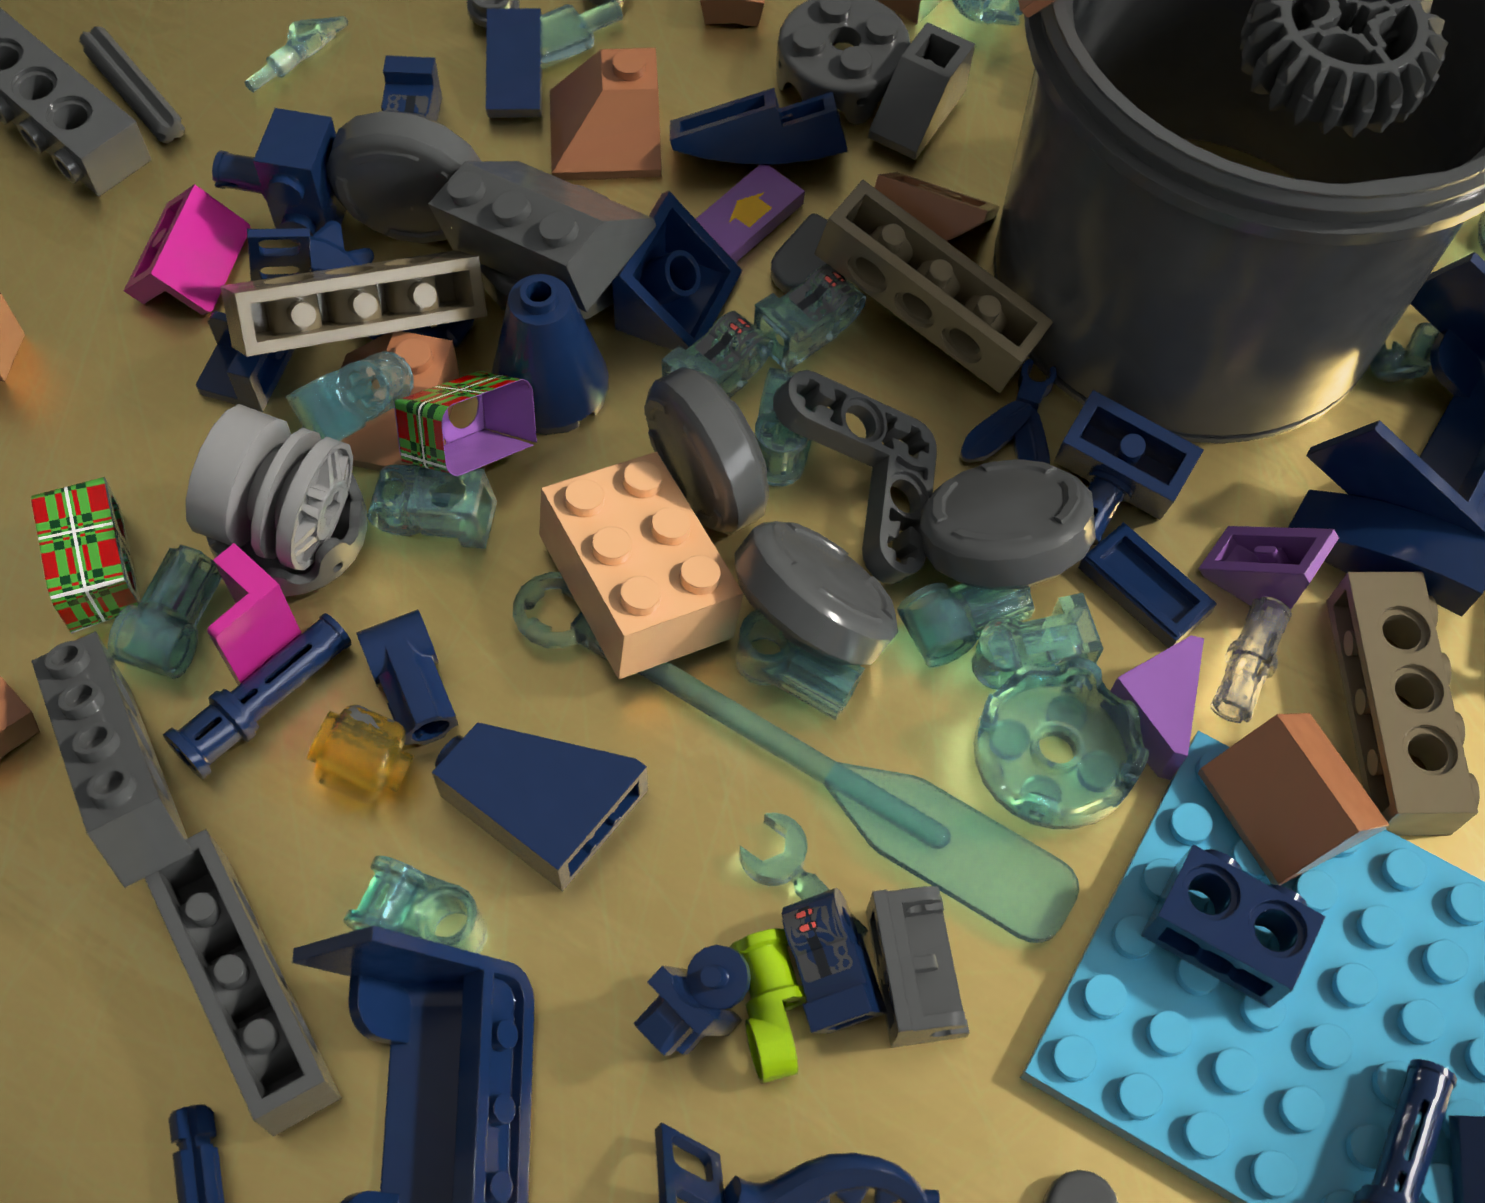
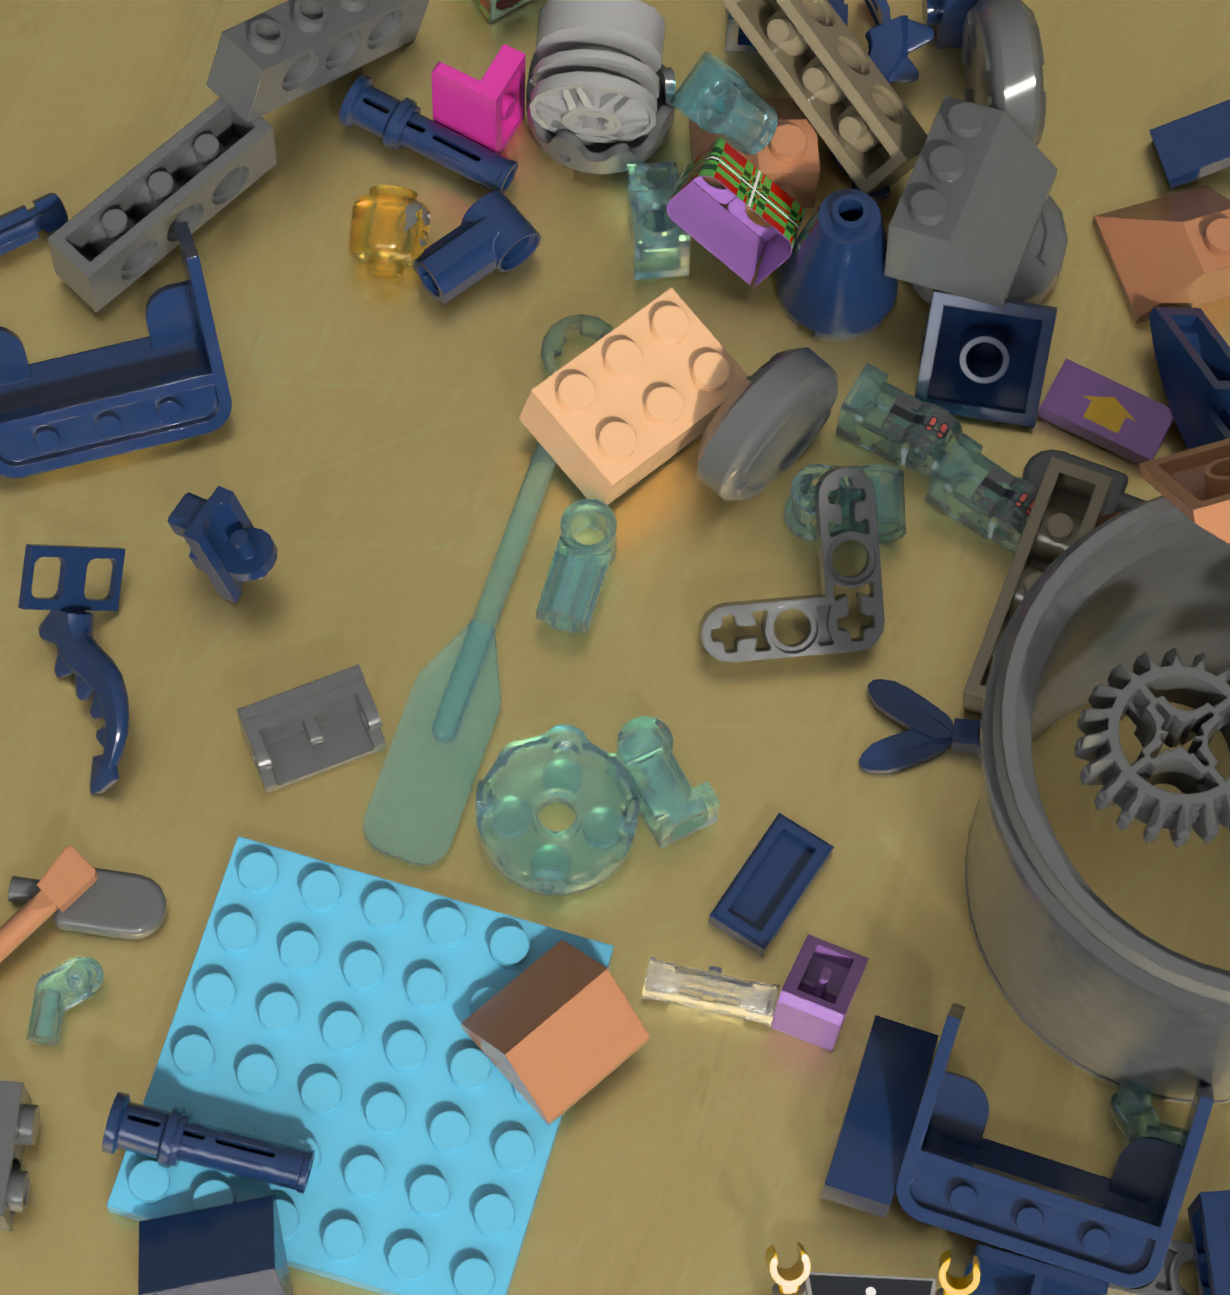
camera: 75 degrees right, 5 degrees up
(162, 629) = (471, 40): clear light blue piece -> none
(412, 86) = (1115, 60): dark blue leg -> none
(415, 904) = (259, 312): clear light blue piece -> none
(539, 795) = (384, 384): dark blue slope -> none
(772, 993) = (261, 614): lime connector -> none
(789, 864) = (382, 610): clear light blue piece -> none
(815, 593) = (640, 554): dark grey piece -> none
(832, 963) = (295, 650): dark blue leg -> none
(950, 620) = (671, 691): clear light blue piece -> none
(1008, 524) = (776, 718): dark grey piece -> none
(1125, 460) = (892, 826): dark blue brick -> none
(1165, 698) = (632, 904): medium lavender slope -> none
(1227, 941) = (389, 971): dark blue brick -> none
(1384, 730) = (789, 1090): dark tan brick -> none

